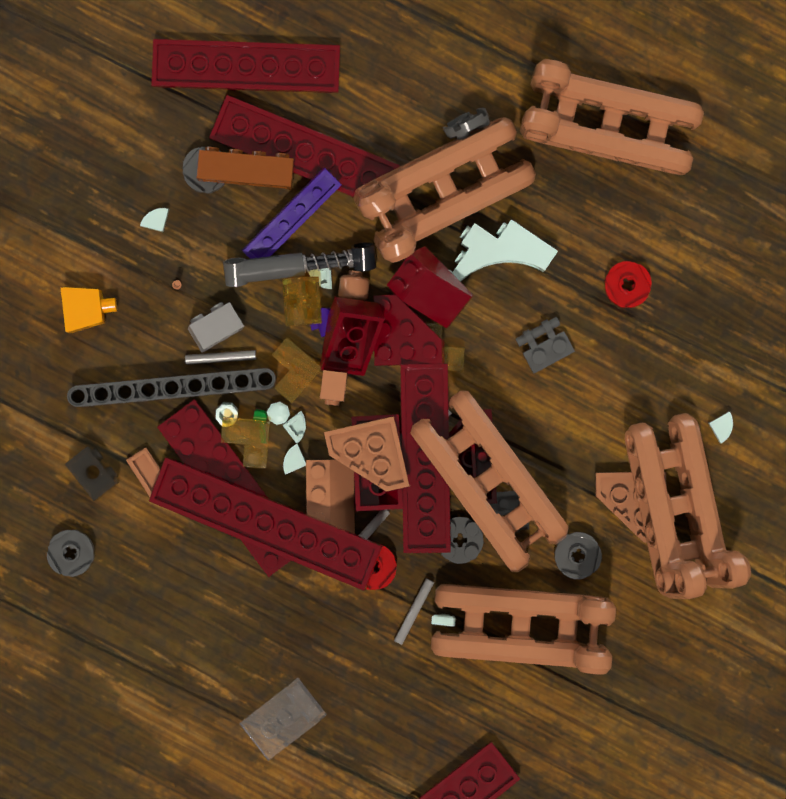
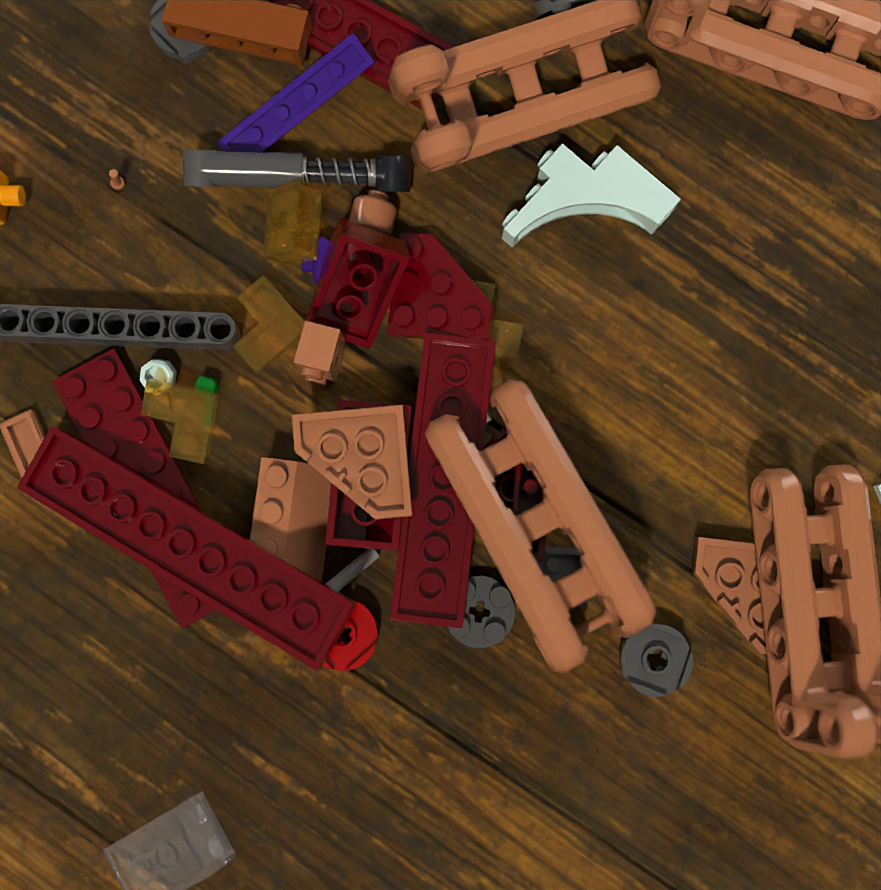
camera: 10 degrees right, 5 degrees down
(155, 219) = (101, 86): light aqua tile -> none
(215, 326) = (159, 245): light grey brick -> none
(220, 357) = (163, 293): light grey bar -> none
(278, 413) = (235, 385): light aqua tile -> none
(293, 460) = (246, 457): light aqua tile -> none
(296, 427) = (259, 409): light aqua tile -> none
(325, 278) = (331, 198): light aqua tile -> none
(414, 610) = (394, 712): light grey bar -> none
(430, 287) = (484, 225): dark red slope -> none
(443, 619) = (438, 732): light aqua tile -> none
(519, 645) = (549, 793): nougat beam -> none
(549, 351) = (647, 348): dark grey plate -> none
(640, 288) = (782, 247): red plate -> none

